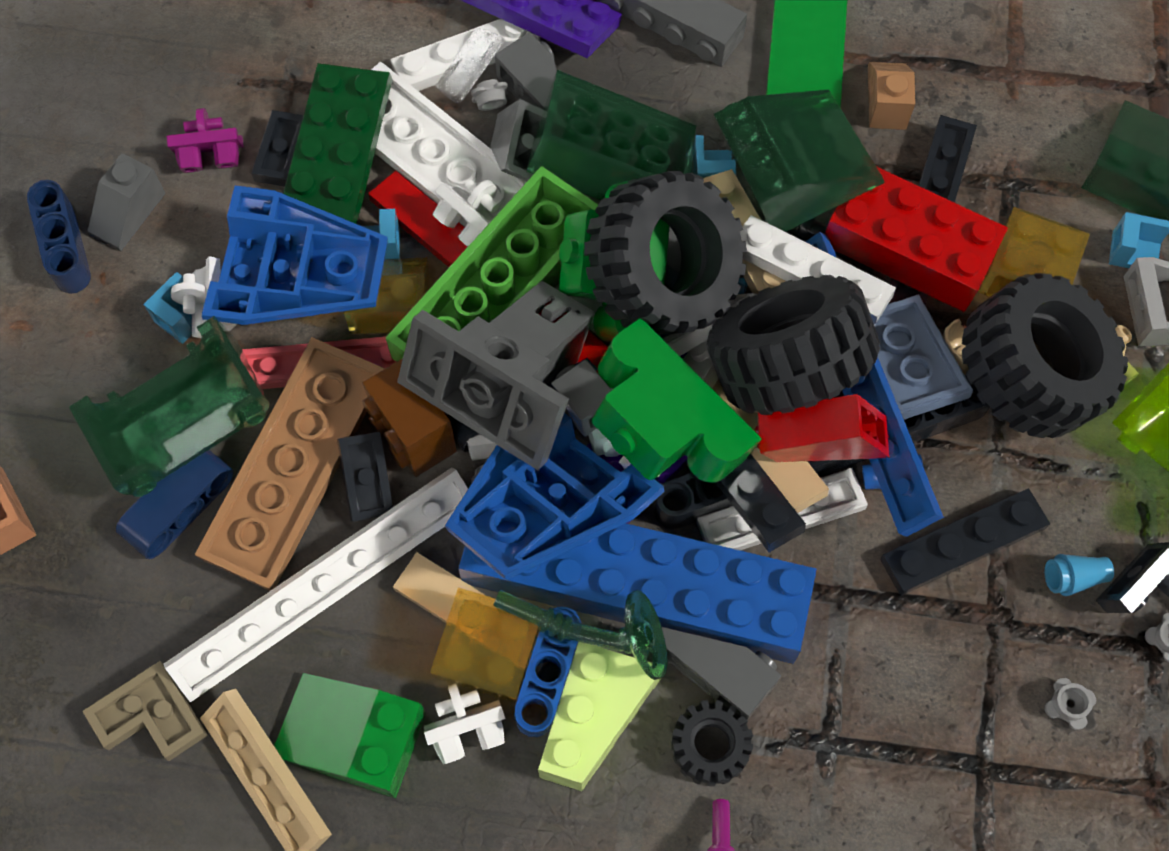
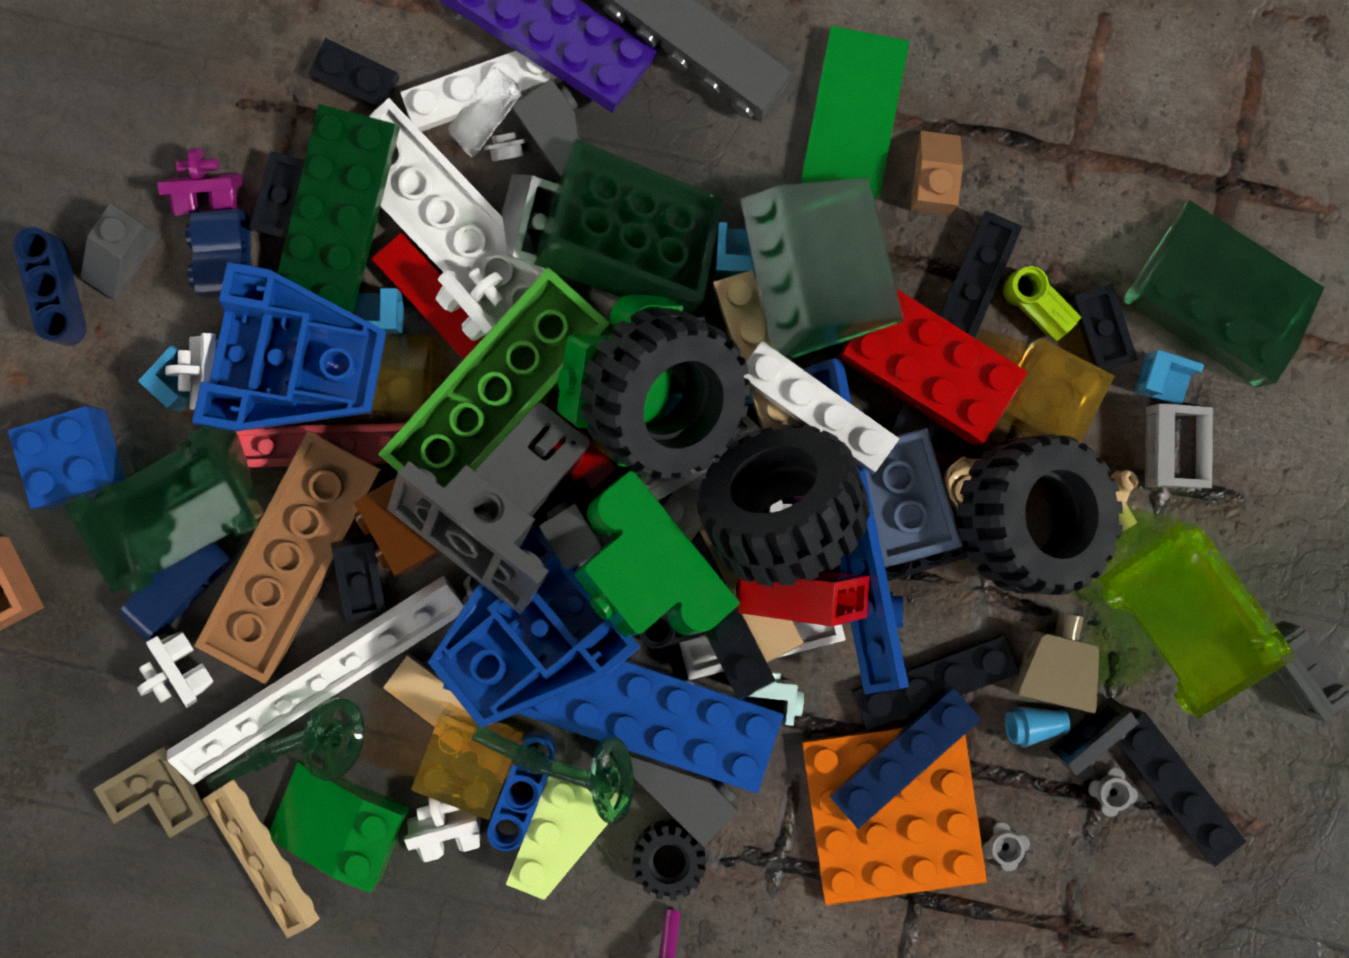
camera: 10 degrees right, 20 degrees up
(59, 376) = (66, 457): none -> blue brick
(167, 587) = (166, 653): none -> white hips
(214, 190) = (215, 240): none -> dark blue brick
(325, 636) = (322, 735): none -> clear green dish
(344, 48) = (353, 74): none -> black plate
(809, 554) = (786, 691): none -> light aqua bracket
(945, 677) = (911, 845): none -> orange plate
(948, 610) = (905, 757): none -> dark blue plate
(1005, 187) = (1044, 304): none -> lime piece
(1068, 202) = (1104, 327): none -> black plate
(1092, 514) = (1060, 667): none -> dark tan torso

